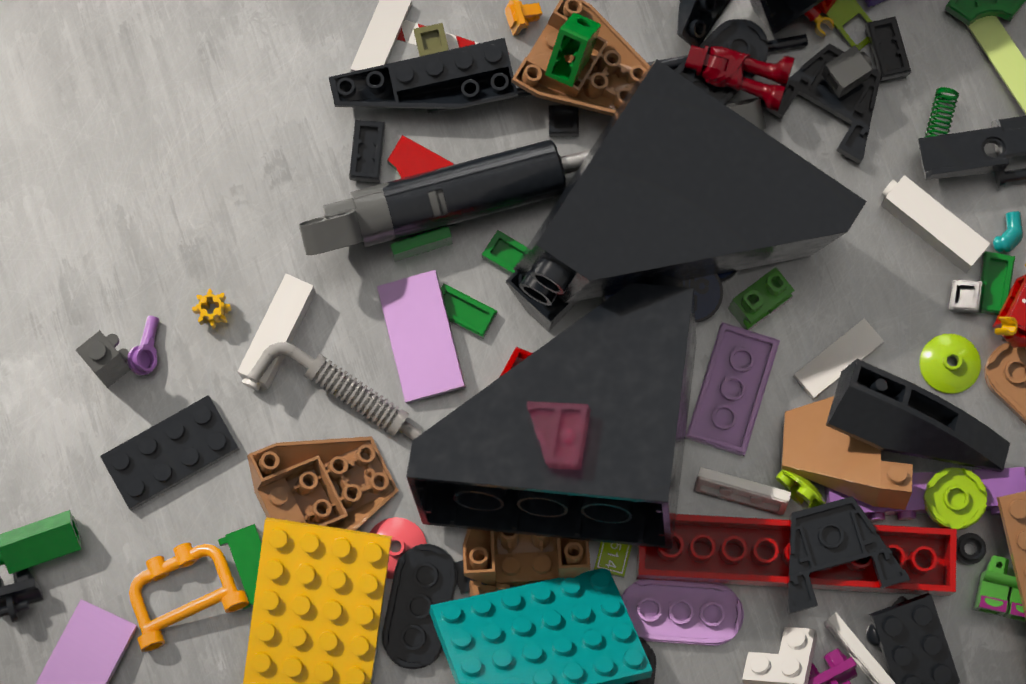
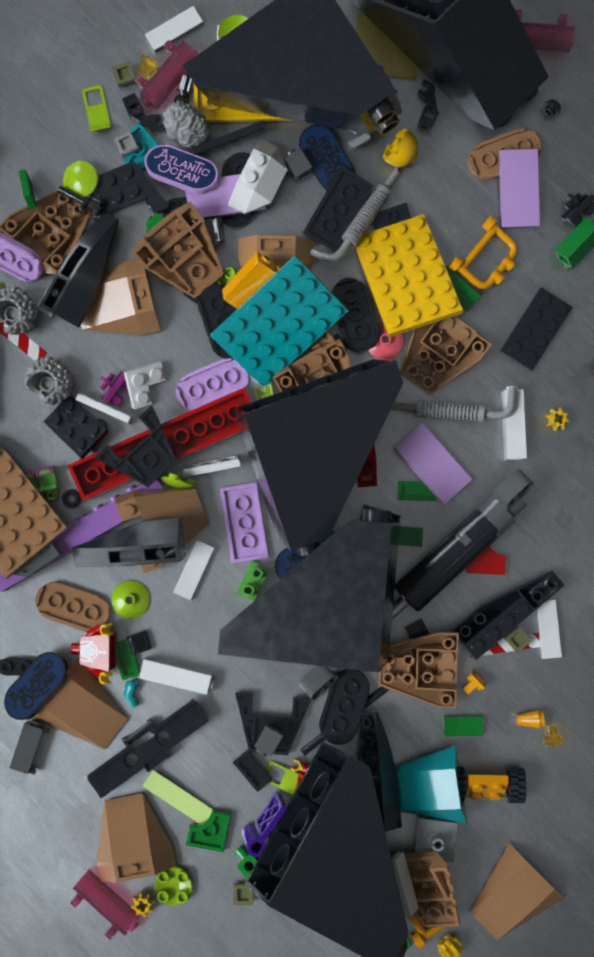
camera: 155 degrees right, 10 degrees up
(143, 358) = (580, 372): medium lavender plate -> none
(367, 151) = (519, 555): black plate -> none
(421, 243) = (460, 516): green tile -> none
(561, 432) = (322, 425): clear pink wing -> none
(574, 38) = (433, 679): green torso -> none
(725, 69) = (340, 708): dark red piece -> none
(939, 95) = (205, 759): green piece -> none
(955, 498) = (91, 518): lime tile -> none

